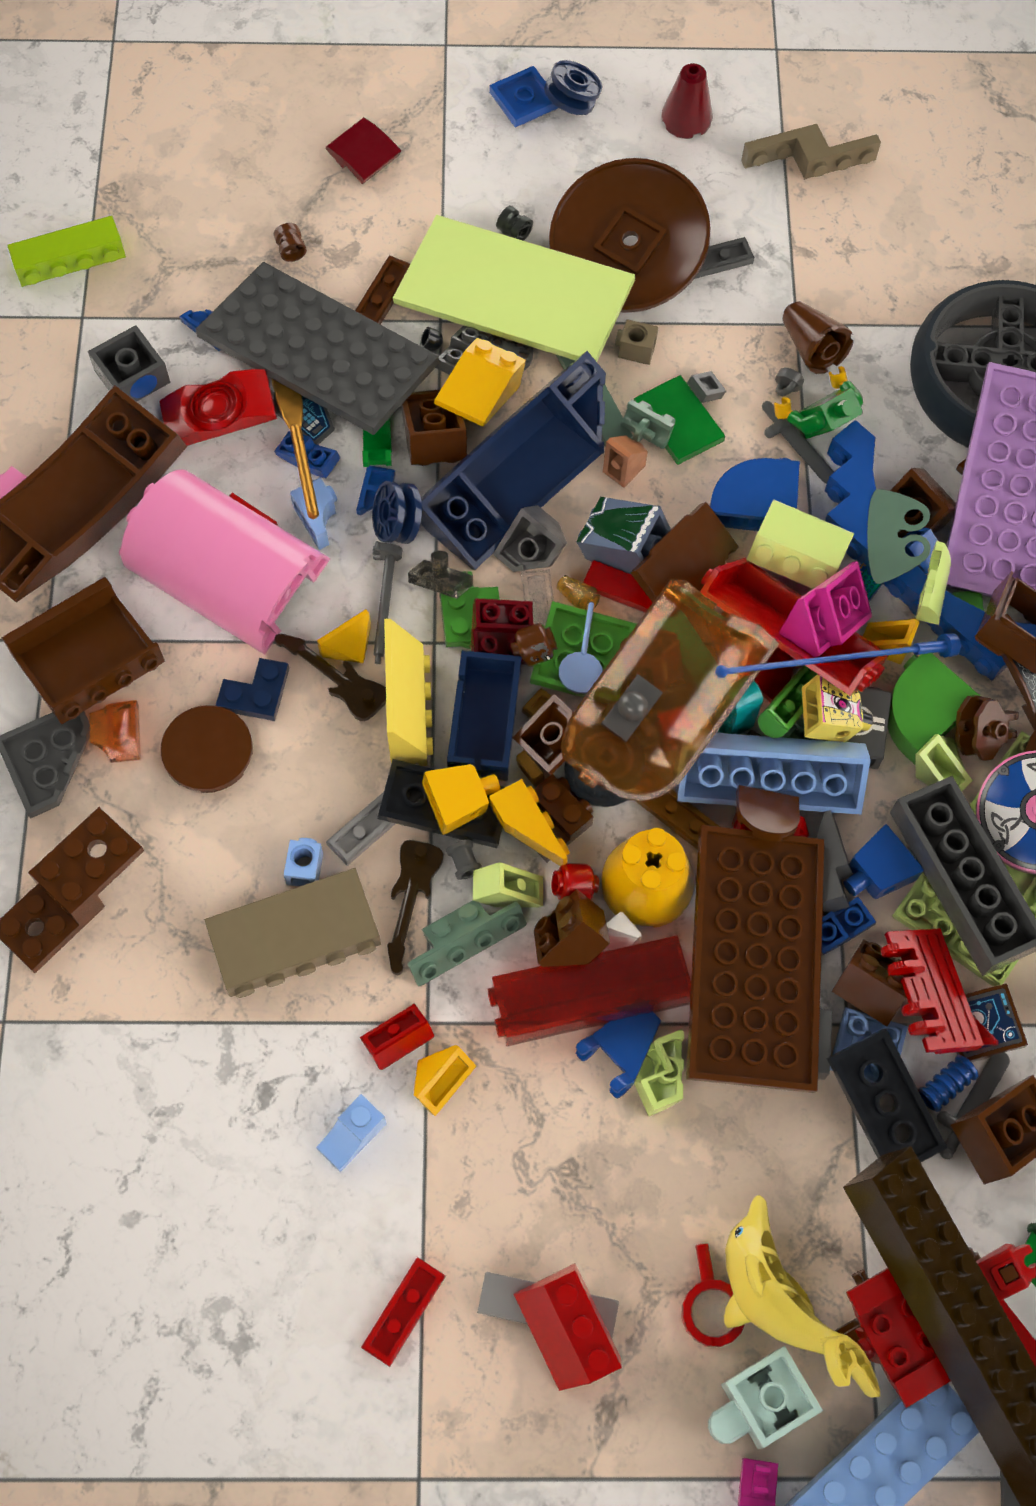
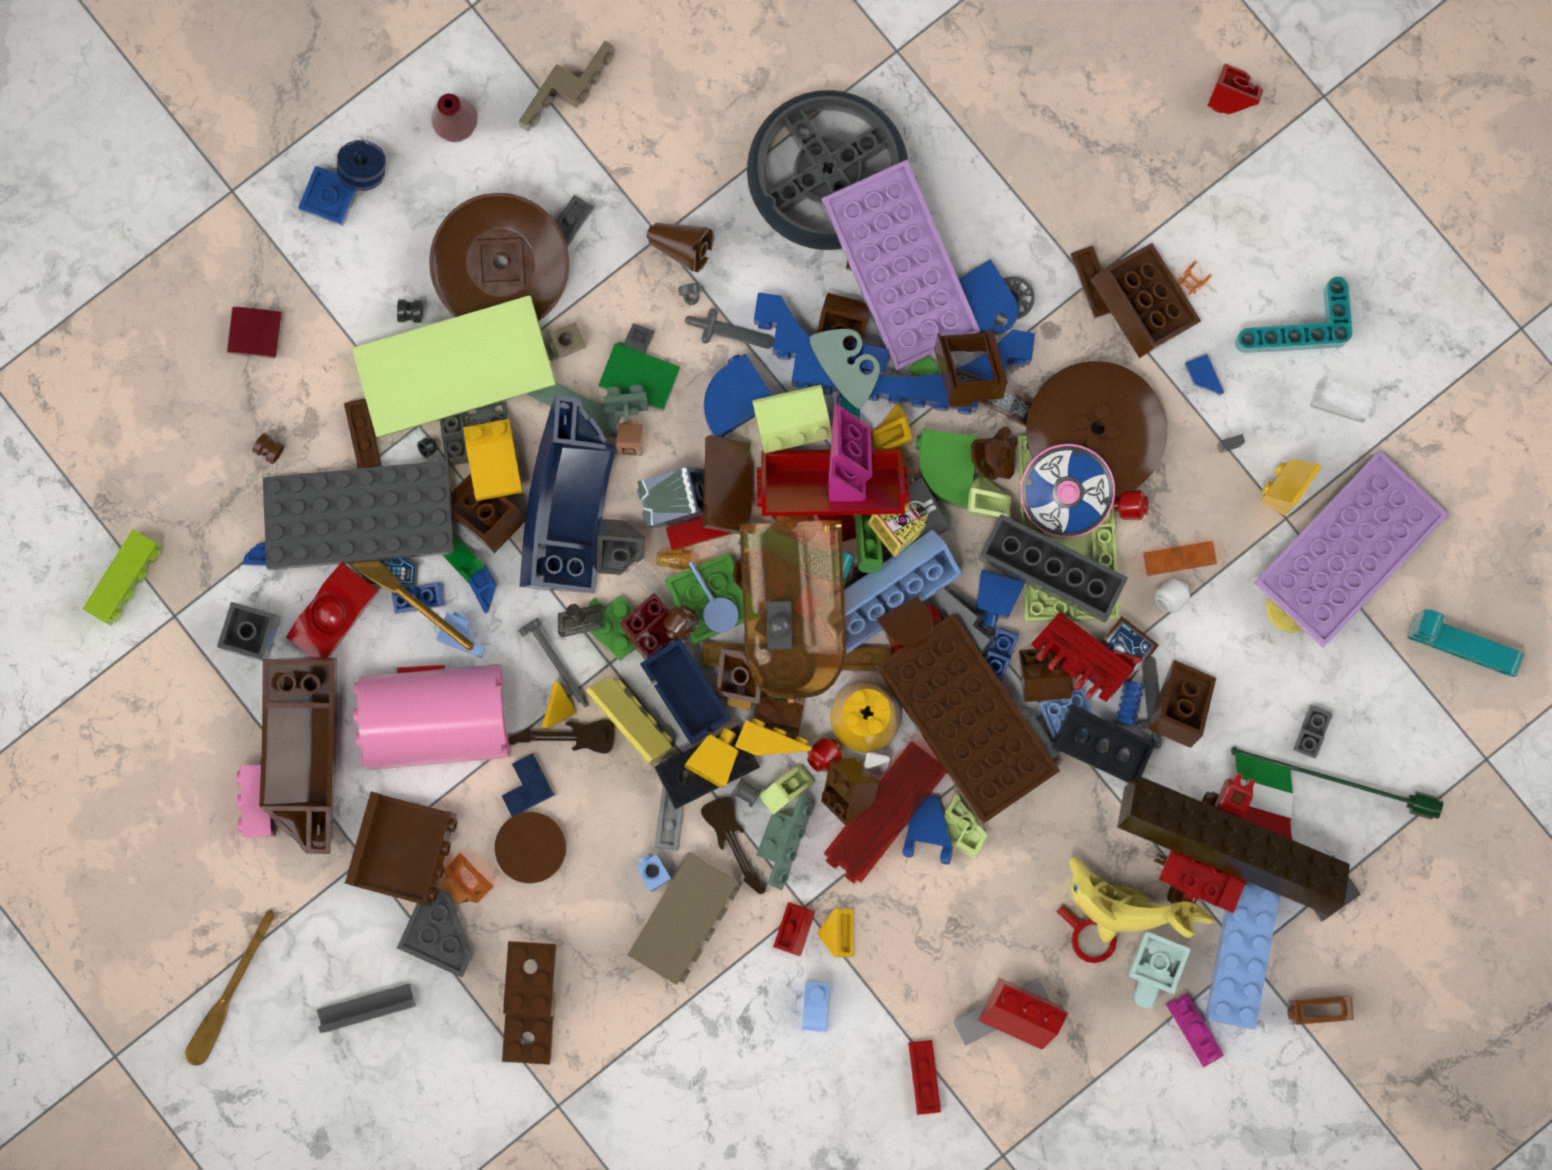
camera: 35 degrees left, 15 degrees up
(397, 512) = (518, 599): dark blue wheel -> none
(827, 412) = (735, 299): green torso -> none
(934, 589) = (899, 385): yellowish green slope -> none
(946, 645) = (933, 416): blue piece -> none

